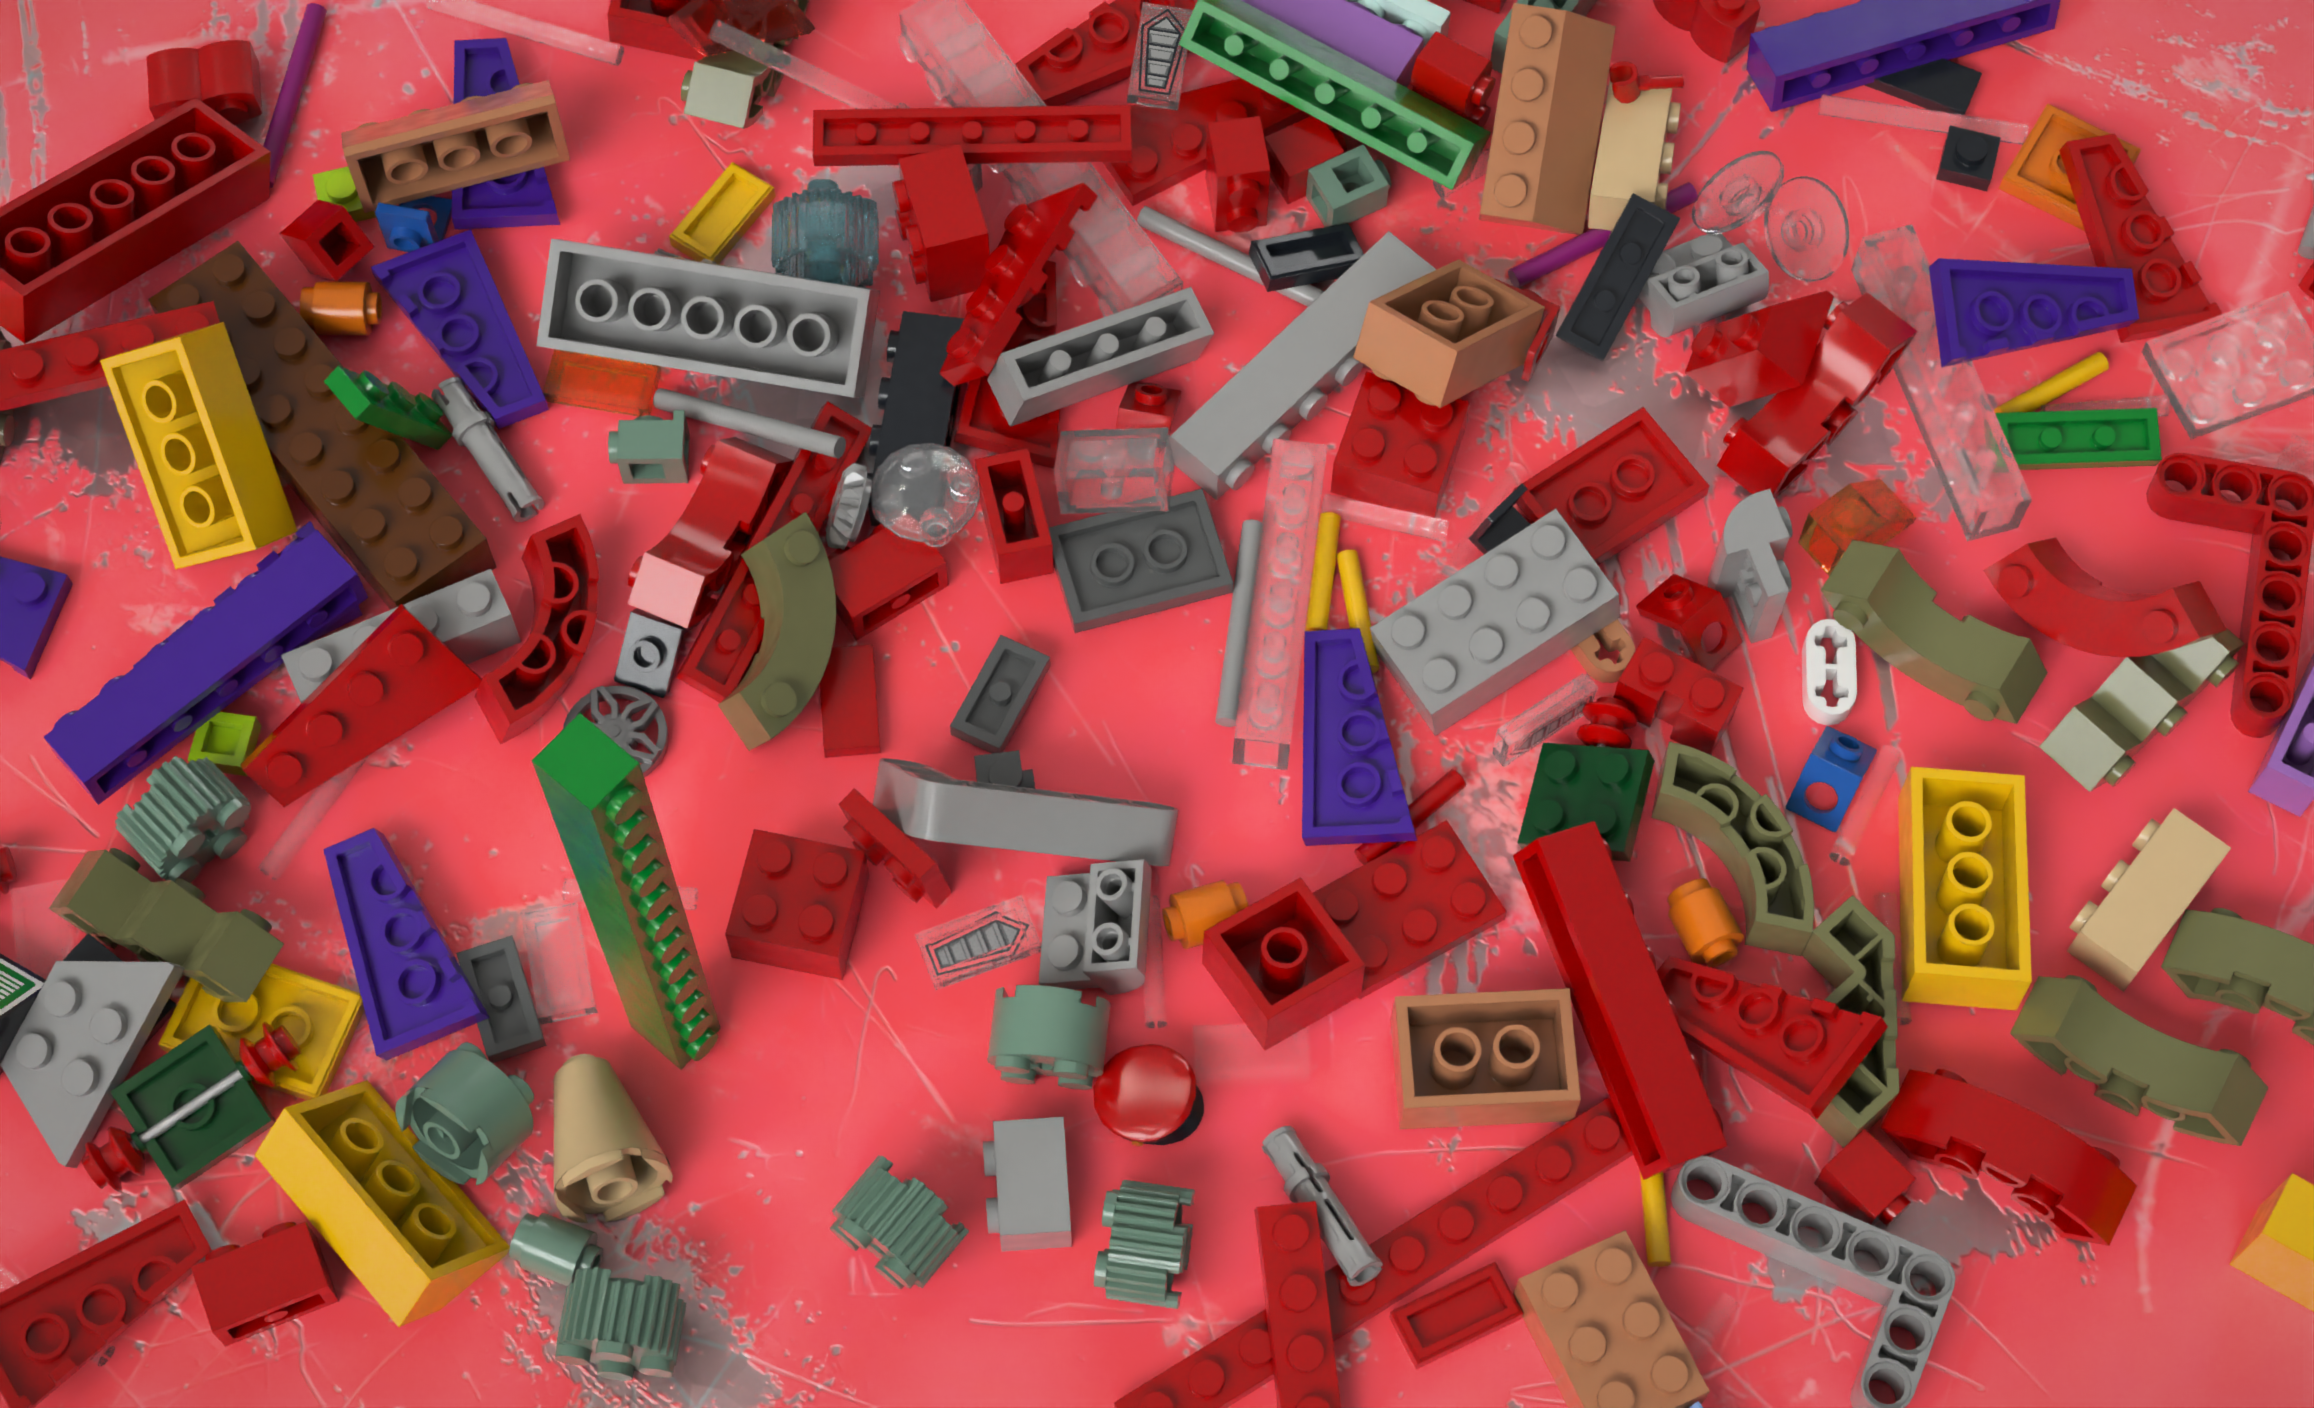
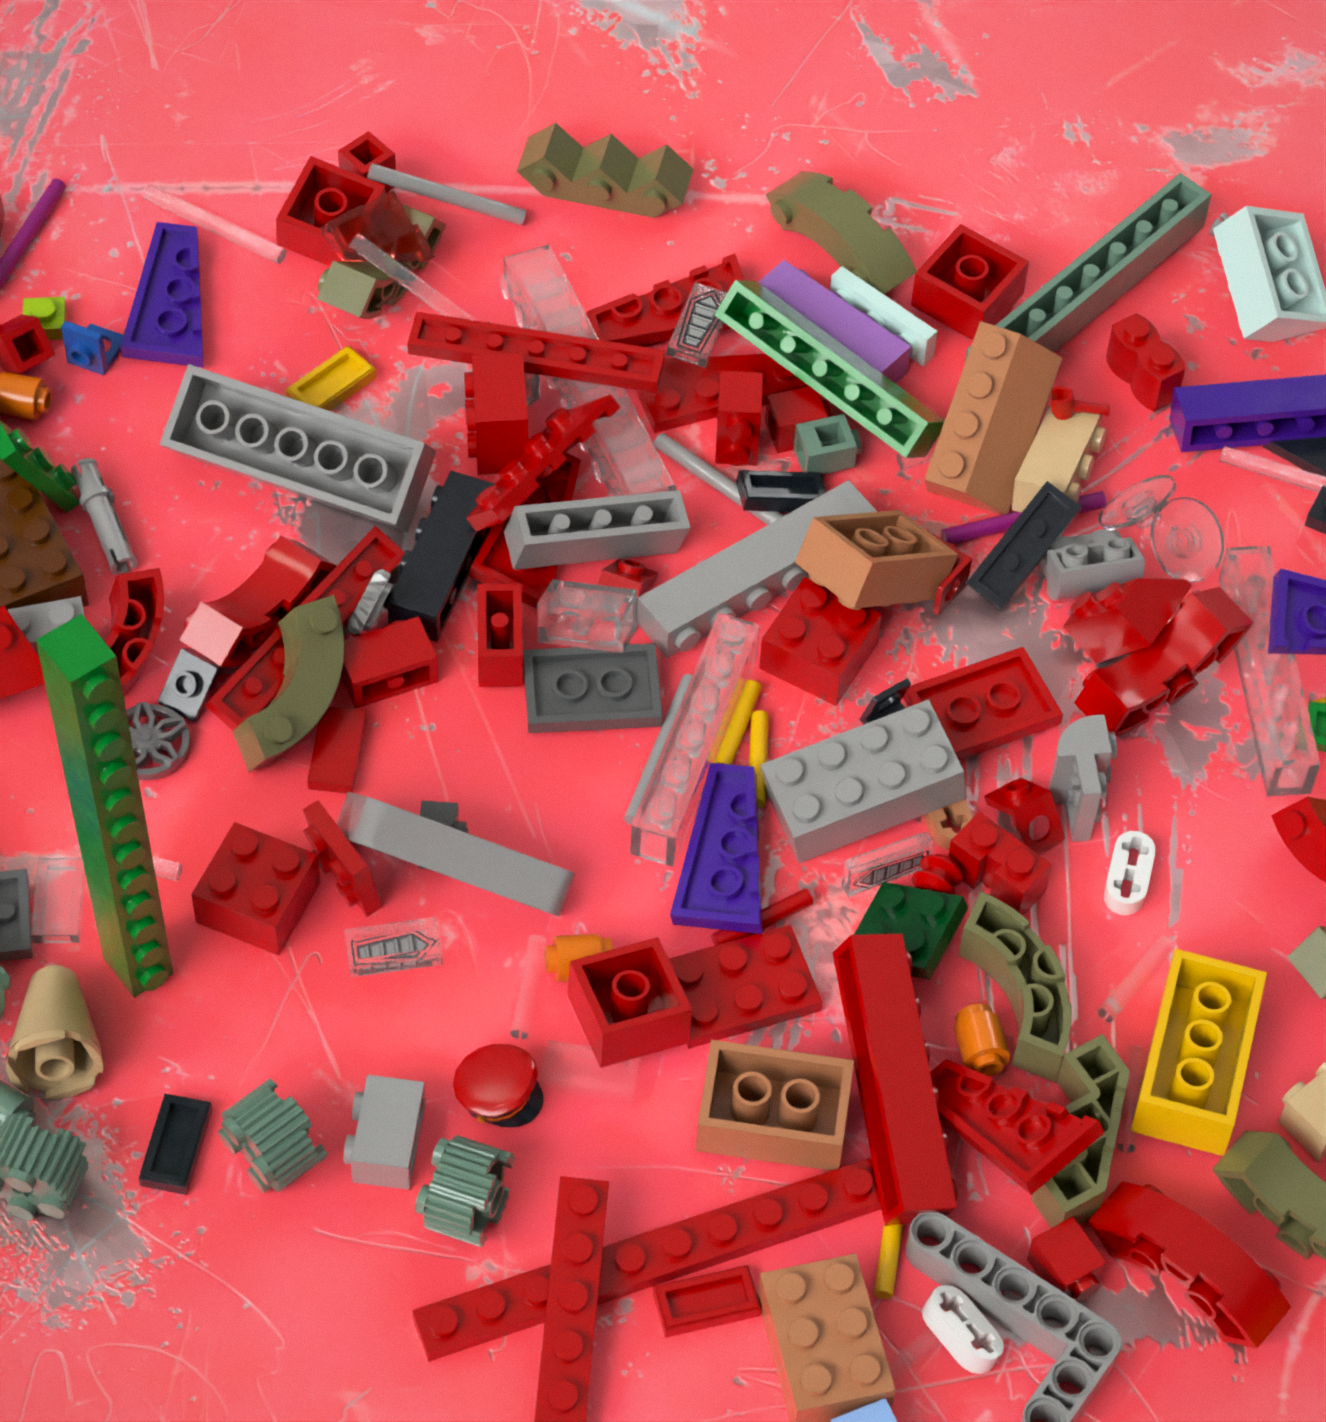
camera: 10 degrees right, 10 degrees down
(455, 145) = (135, 292): nougat slope -> none
(462, 317) = (111, 421): dark purple wing -> none
(601, 383) = (205, 485): clear orange tile -> none
(651, 449) = (231, 538): sand green brick -> none
(750, 423) = (310, 531): light grey bar -> none
(779, 1248) = (175, 1144): none -> black tile
(826, 235) = (405, 402): clear light blue brick -> none
(925, 493) = (432, 602): clear dish -> none
(1000, 695) = (457, 765): dark grey plate -> none
(1048, 1035) = (428, 1020): sand green brick -> none
(1097, 928) = (488, 950): light grey brick -> none
(1309, 1182) = (621, 1203): light grey pin -> none
(1386, 517) = (798, 694): clear piece -> none
(1454, 78) = (926, 375): red brick -> none
(1763, 1290) = (962, 1329): none -> white beam
(1837, 762) = (1121, 941): blue bracket -> none
(1858, 512) = (1174, 765): clear orange slope -> none
(1961, 660) = (1193, 840): olive brick -> none

